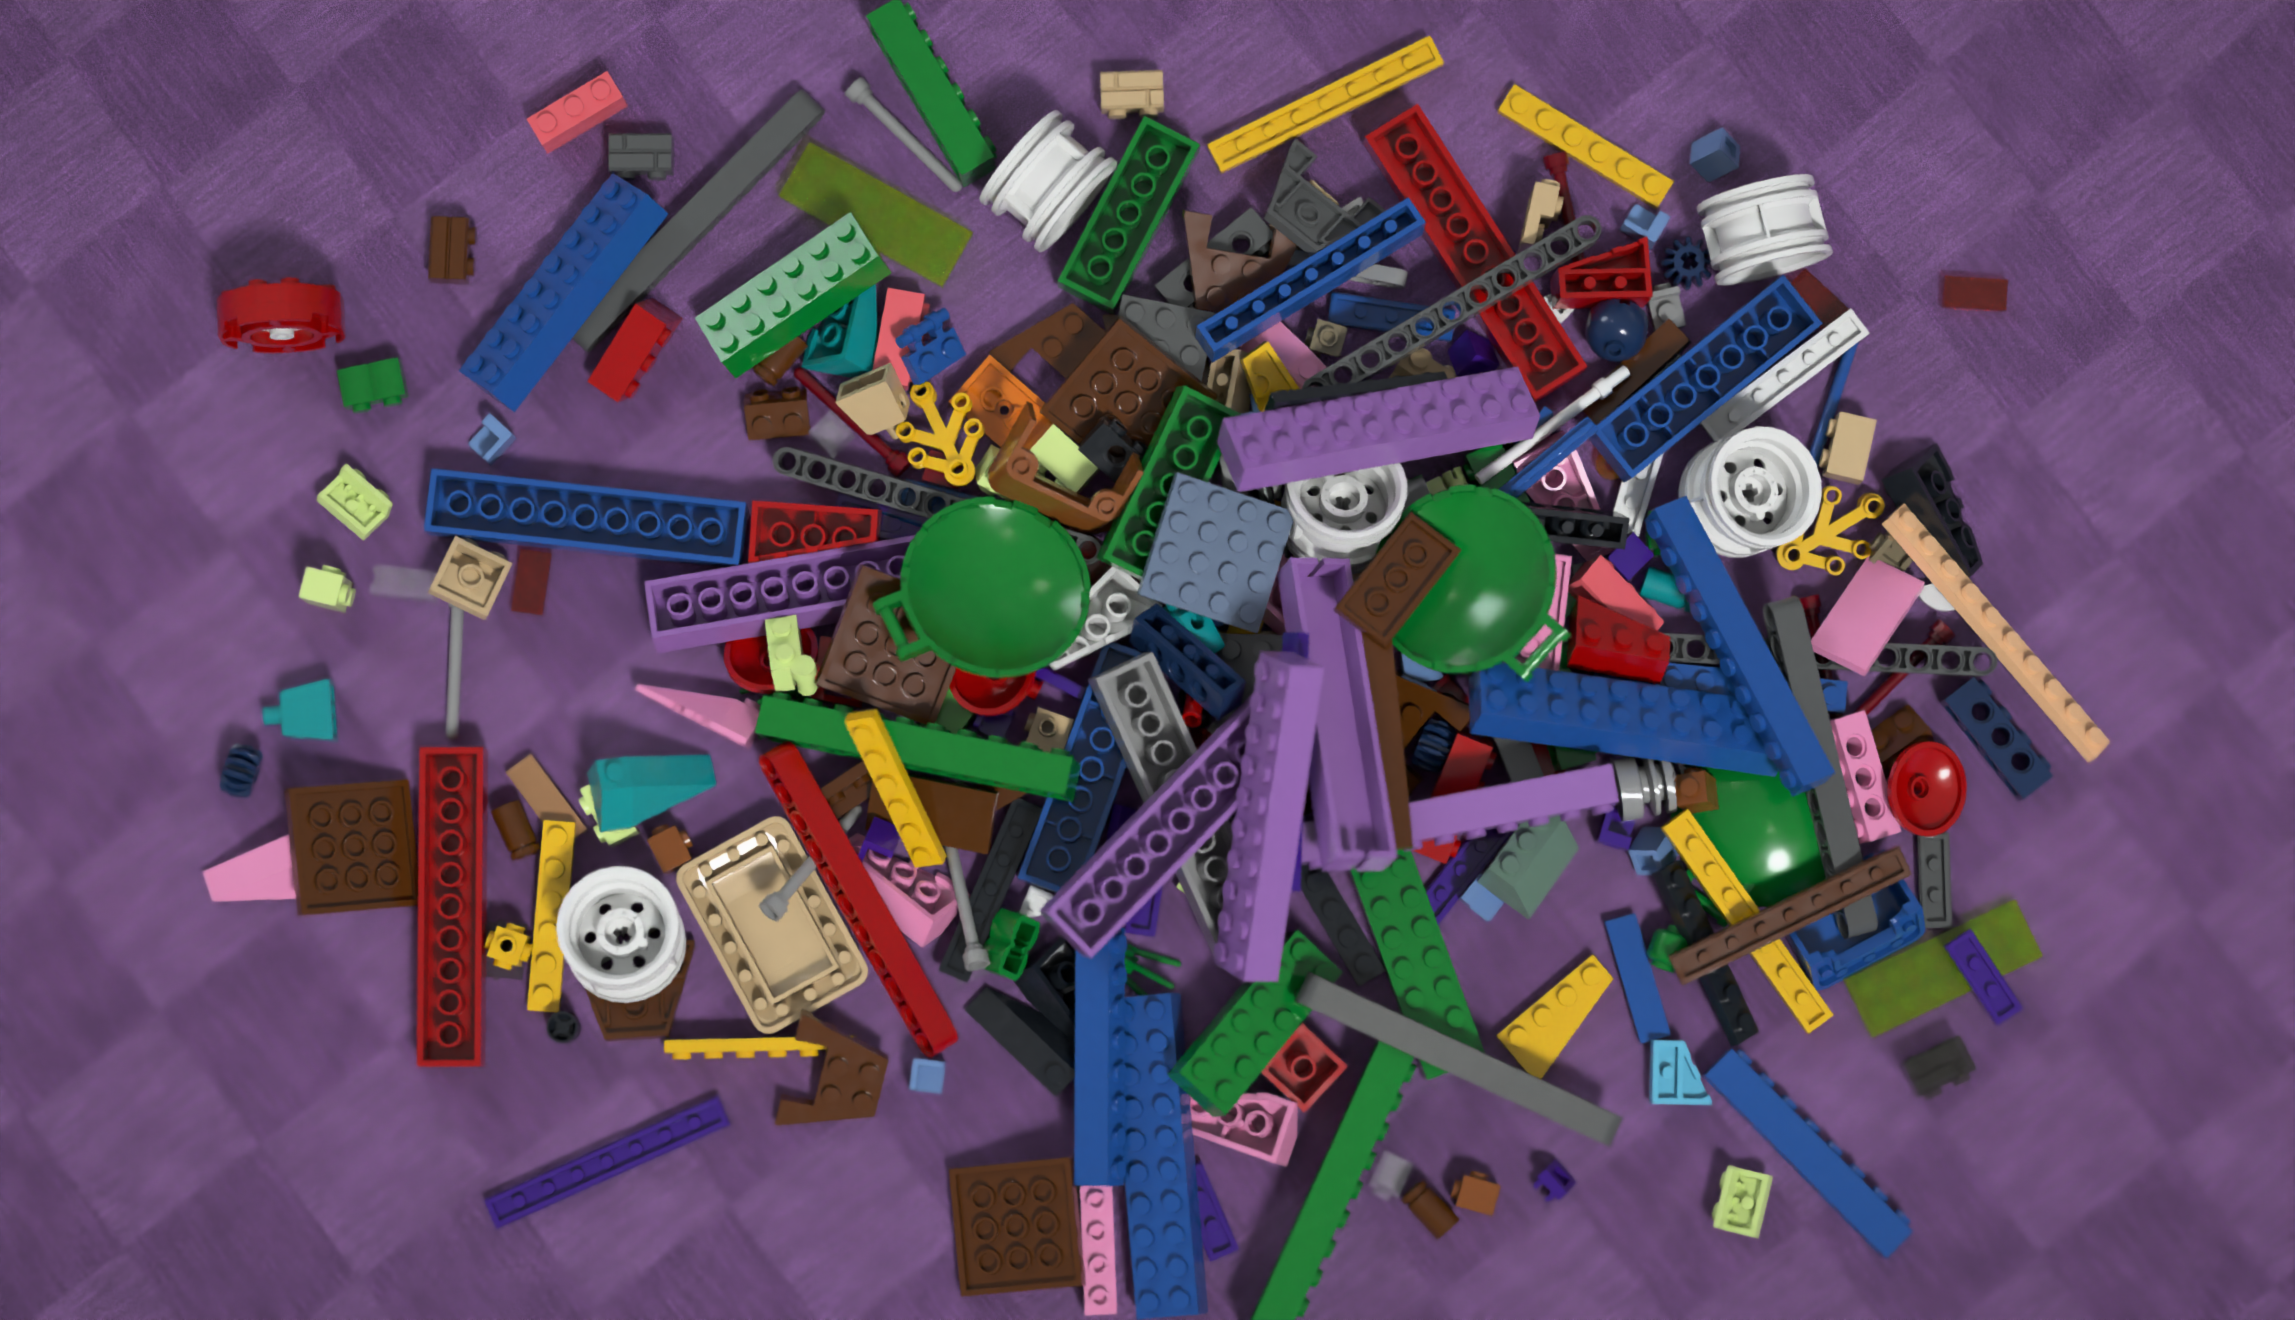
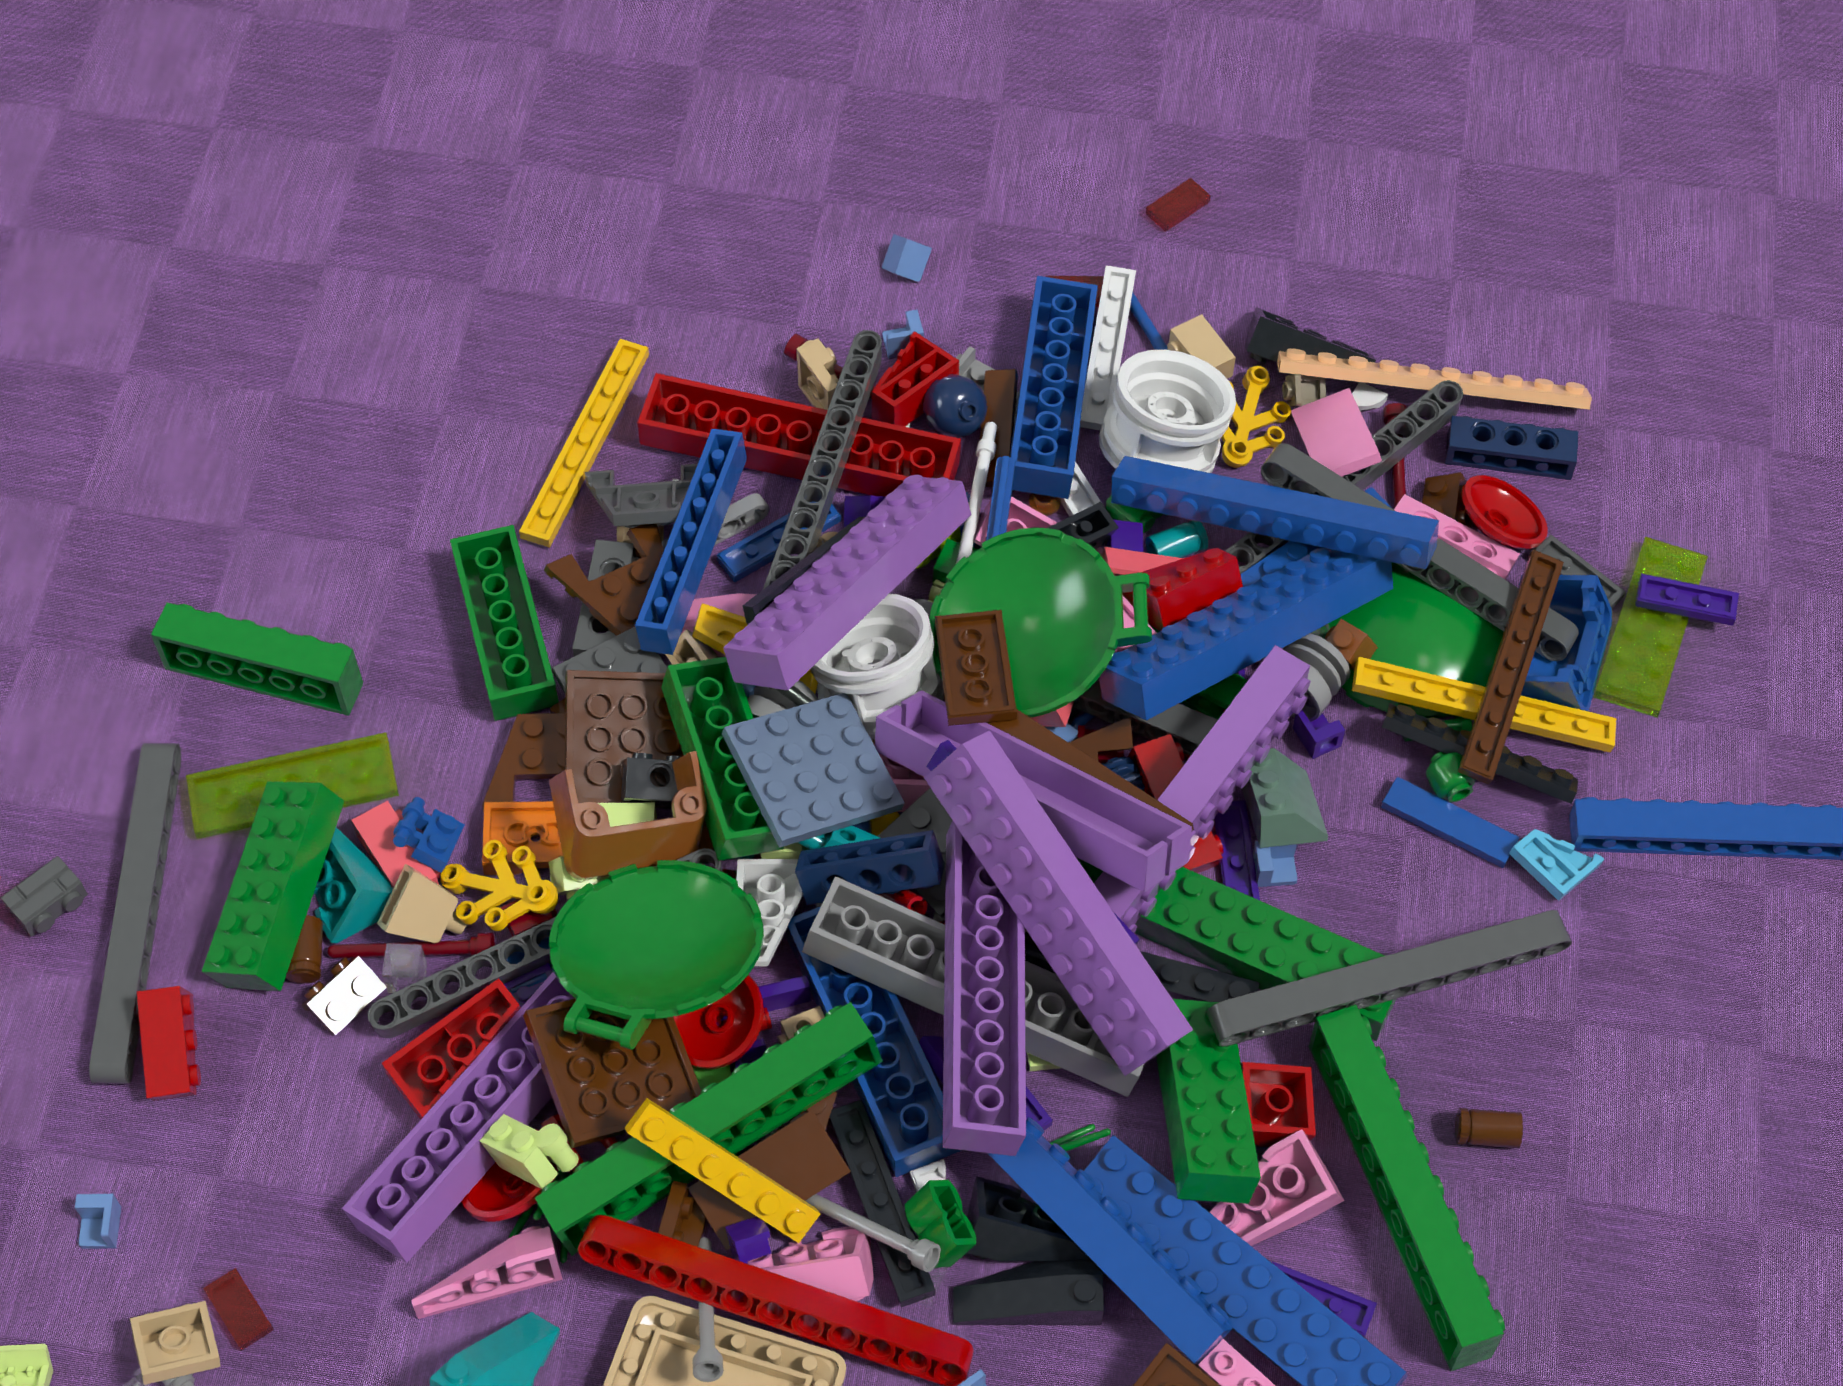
camera: 40 degrees left, 25 degrees down
(563, 292) = (63, 1048): blue brick -> none
(586, 518) = (238, 1209): blue brick -> none
(860, 93) = (198, 711): light grey piece -> none
(1048, 180) = (413, 633): white wheel -> none
(1132, 93) = (423, 544): tan brick -> none
(1326, 338) = (744, 577): dark tan bracket -> none
(1389, 1176) = (1434, 1129): clear brick -> none
(1475, 1193) = (1511, 1083): dark orange brick -> none
(1551, 1021) = (1421, 895): yellow wing -> none
(1556, 1180) = (1556, 1017): dark purple tile -> none
(1585, 146) = (810, 323): yellow plate -> none
(1651, 851) = (1362, 722): medium blue panel -> none
(1675, 263) = (959, 332): dark blue gear -> none
(1742, 1201) = (1708, 904): yellowish green bracket -> none
(1764, 229) = (993, 254): white wheel -> none
(1937, 1067) = (1728, 688): clear smoke brick -> none

